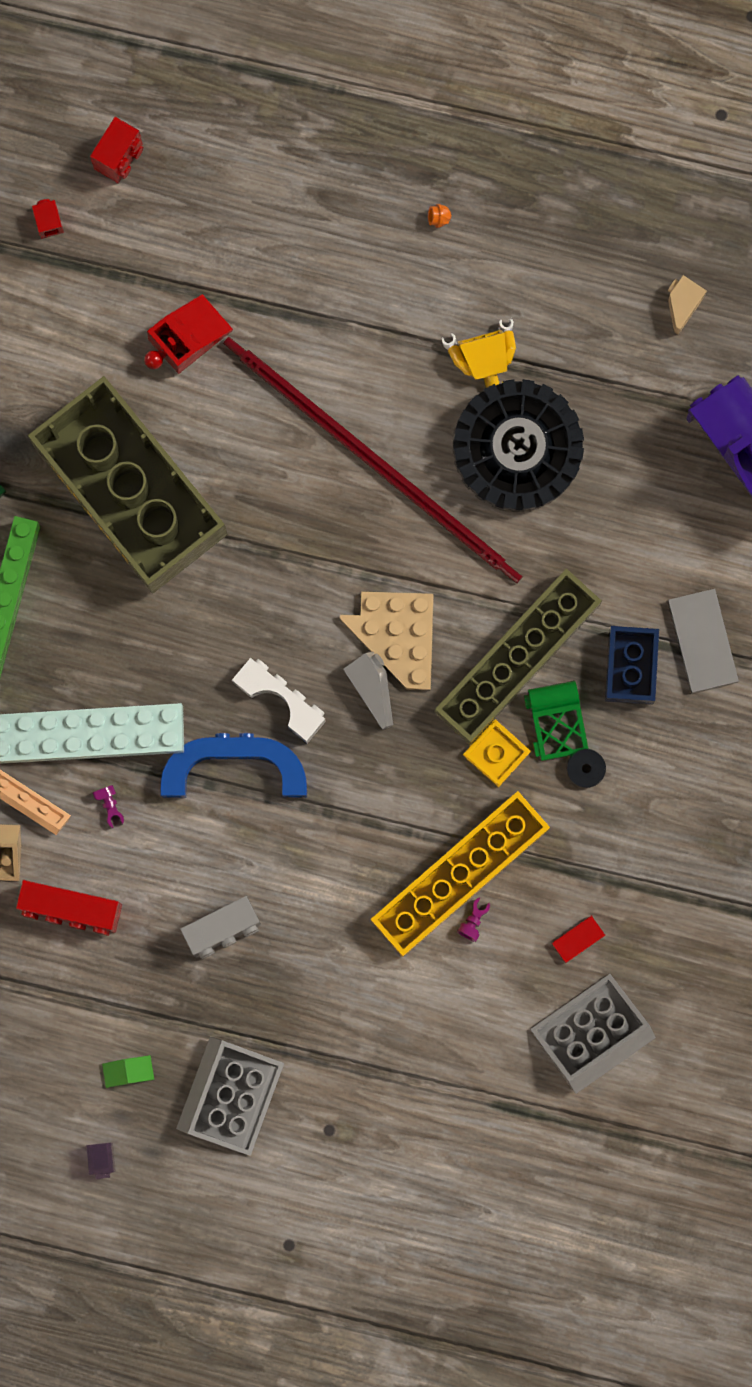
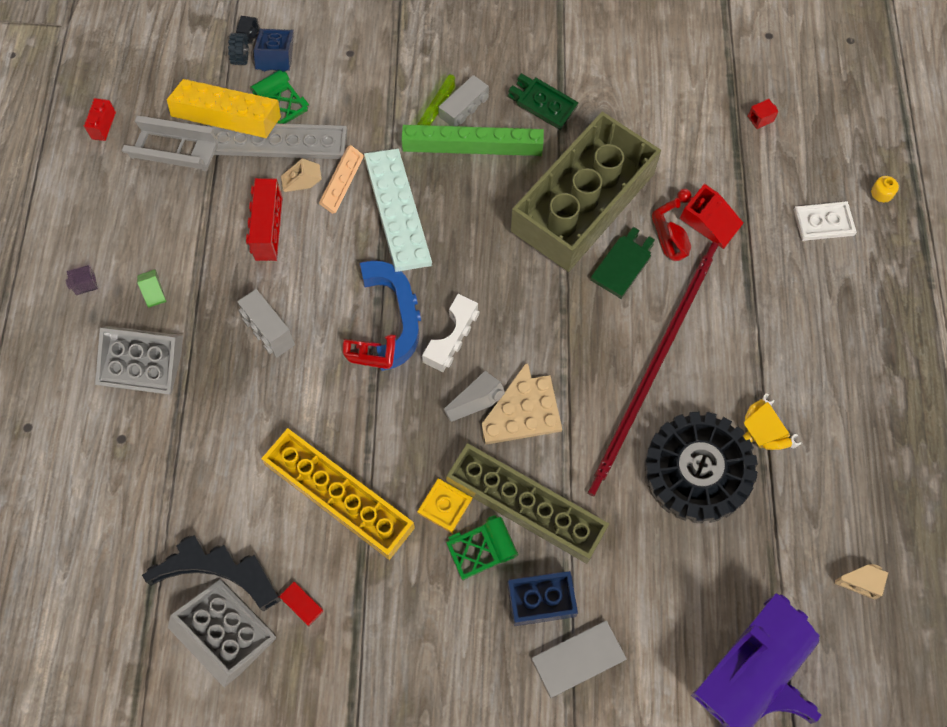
camera: 75 degrees right, 15 degrees down
(106, 794) = (349, 235): magenta piece -> none
(117, 150) = (829, 141): red brick -> none
(198, 102) = (884, 189): none -> yellow head
(206, 390) = (671, 232): none -> red piece
(222, 191) = (824, 221): none -> white tile
(228, 463) = (623, 264): none -> dark green tile
(275, 807) = (366, 359): none -> red piece
(439, 215) = (864, 373): orange plate -> none
(468, 930) = (294, 512): magenta piece -> none
(502, 1055) = (219, 562): none -> black arch
(594, 775) = (456, 580): black piece -> none

